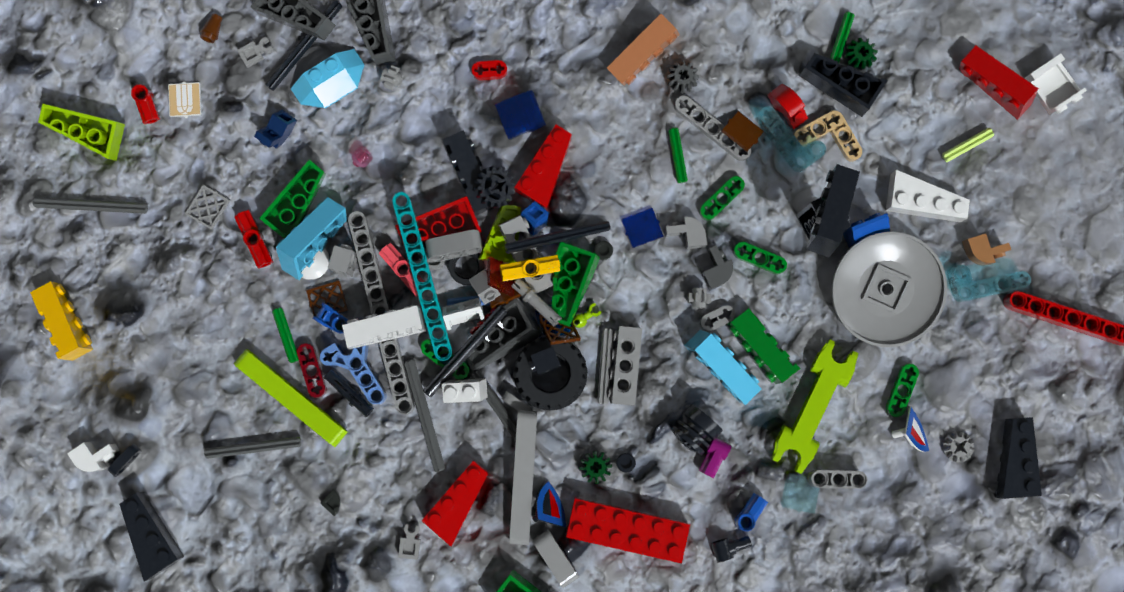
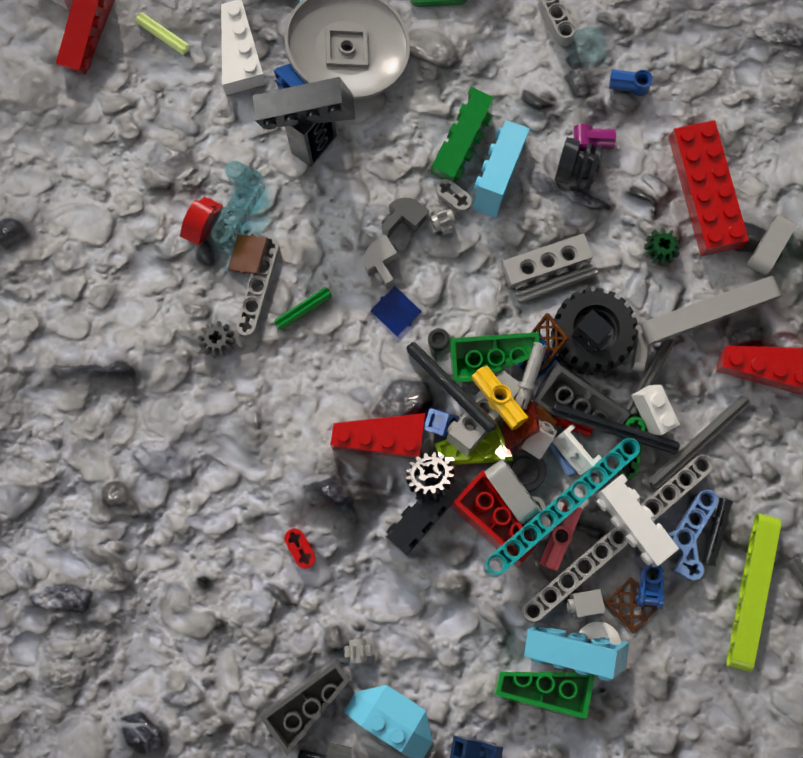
camera: 110 degrees left, 5 degrees down
(259, 249) = (597, 730): red piece -> none
(285, 335) = (691, 630): green axle -> none
(313, 355) = (706, 600): dark red beam -> none
(361, 157) = (460, 642): clear pink piece -> none
(520, 114) = (334, 491): clear blue slope -> none
(549, 507) = (726, 272): shield -> none
(582, 318) = (520, 327): lime arm -> none
(625, 462) = (641, 221): black tile -> none
(643, 50) = (207, 391): nougat wedge -> none
(725, 549) = (675, 90): black pin -> none
(728, 185) = (323, 237): green beam -> none
(771, 268) = (365, 175): green beam -> none
(801, 434) = (496, 66): lime piece -> none
(834, 129) = (204, 165): tan beam -> none
(842, 36) = (103, 199): green axle -> none
(843, 83) = (153, 172): black wedge -> none
(864, 48) = (106, 166): dark green gear -> none

